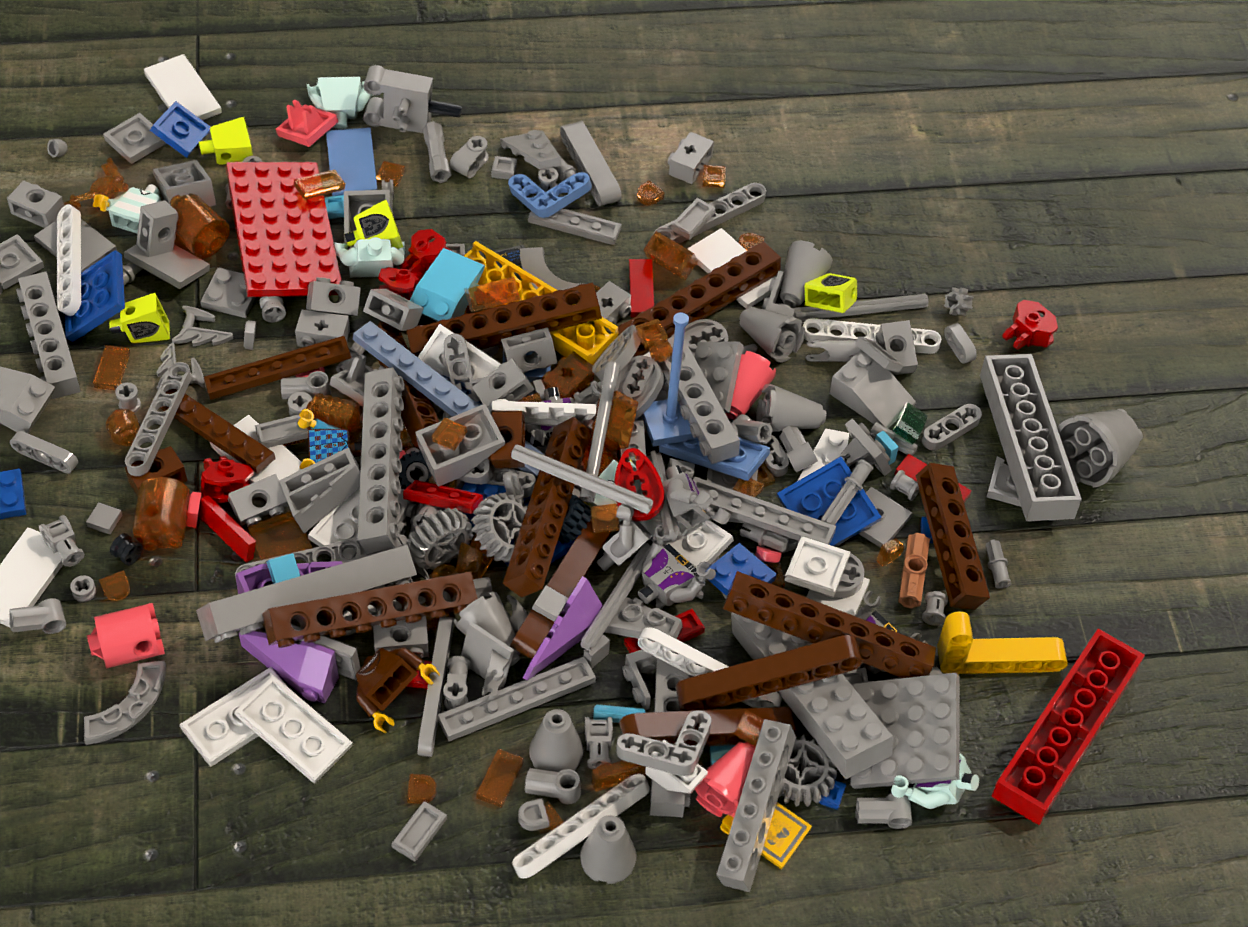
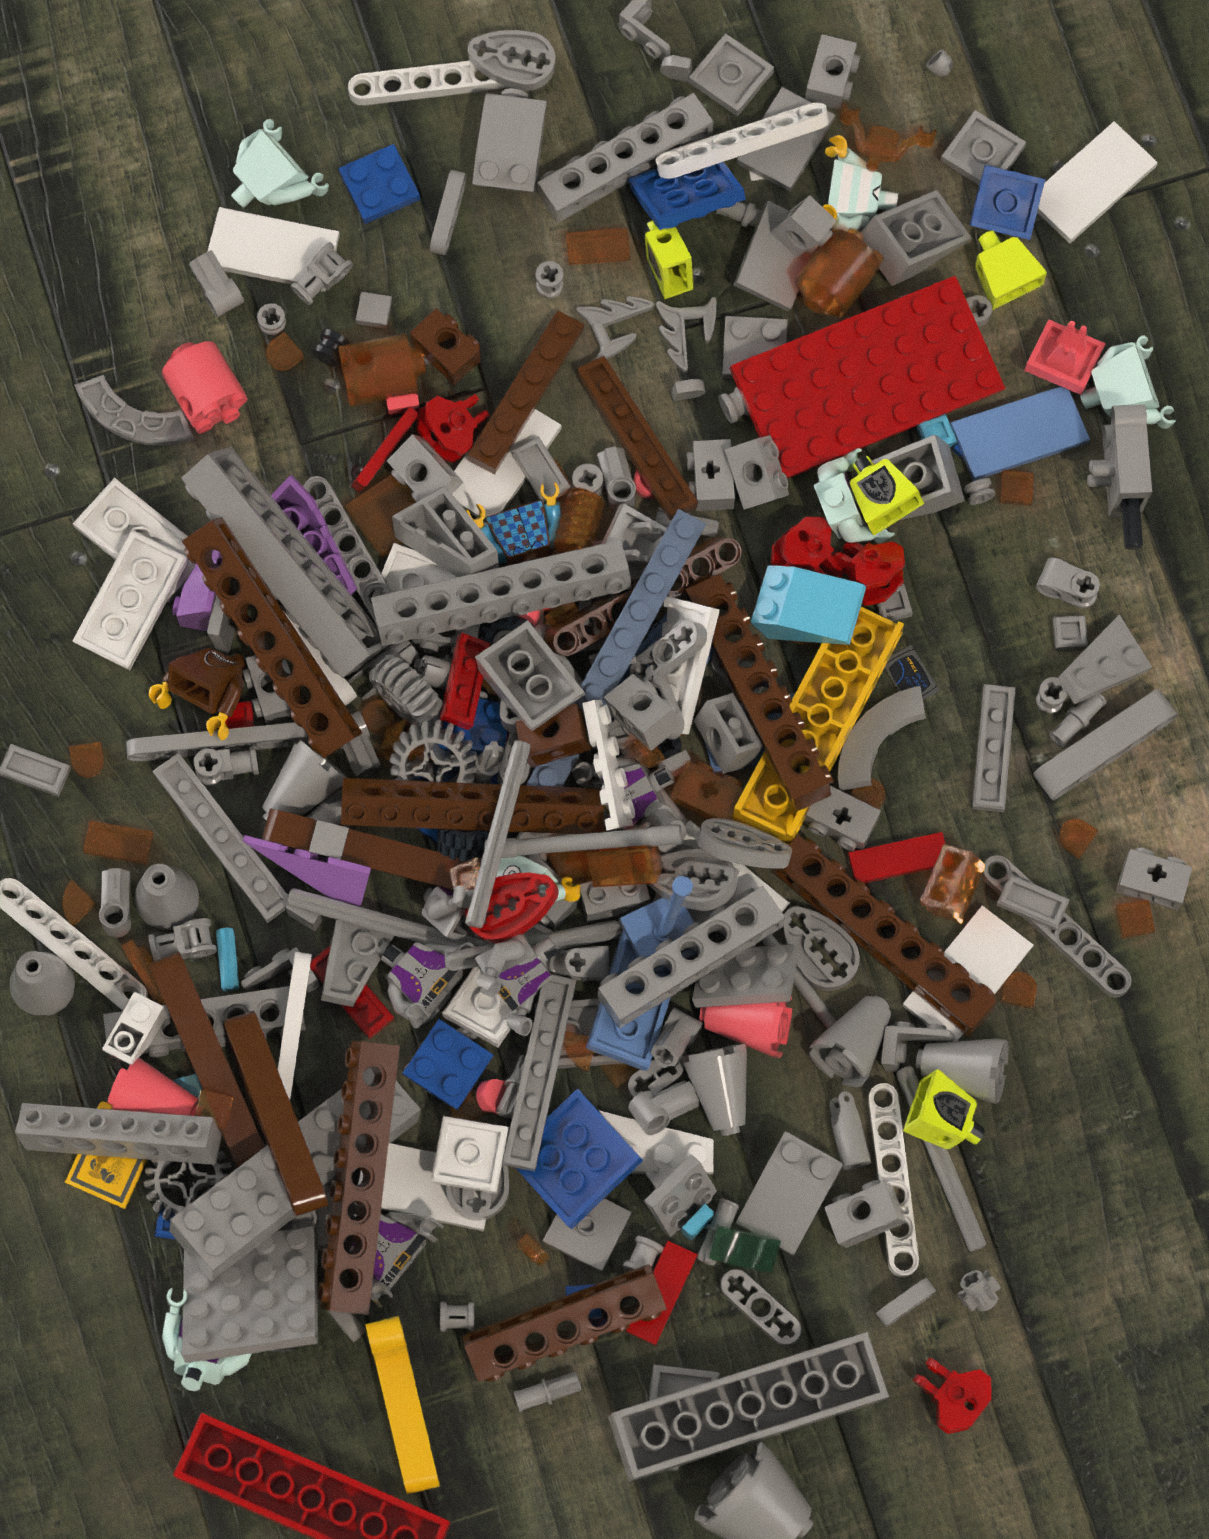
camera: 80 degrees right, 20 degrees up
(123, 426) = (506, 289): clear orange head -> none
(153, 417) = (516, 328): light grey beam -> none
(283, 568) = (312, 526): medium azure tile -> none
(319, 184) = (953, 402): clear orange tile -> none
(393, 309) = (749, 549): light grey brick -> none
(438, 162) = (1046, 544): light grey axle -> none
(449, 434) = (526, 660): clear orange tile -> none
(488, 658) = (249, 801): light grey plate -> none
(492, 293) = (795, 662): clear orange brick -> none
(533, 815) = (69, 888): light grey tile -> none
(548, 202) = (1014, 695): medium blue beam -> none
(656, 339) = (764, 877): clear orange plate -> none
(677, 752) = (141, 1024): light grey beam -> none
(848, 491) = (585, 1174): light grey axle -> none
(879, 354) = (832, 1186): light grey tile -> none
(885, 810) = (154, 1287): light grey piece -> none
(913, 581) = (485, 1281): nougat piece -> none

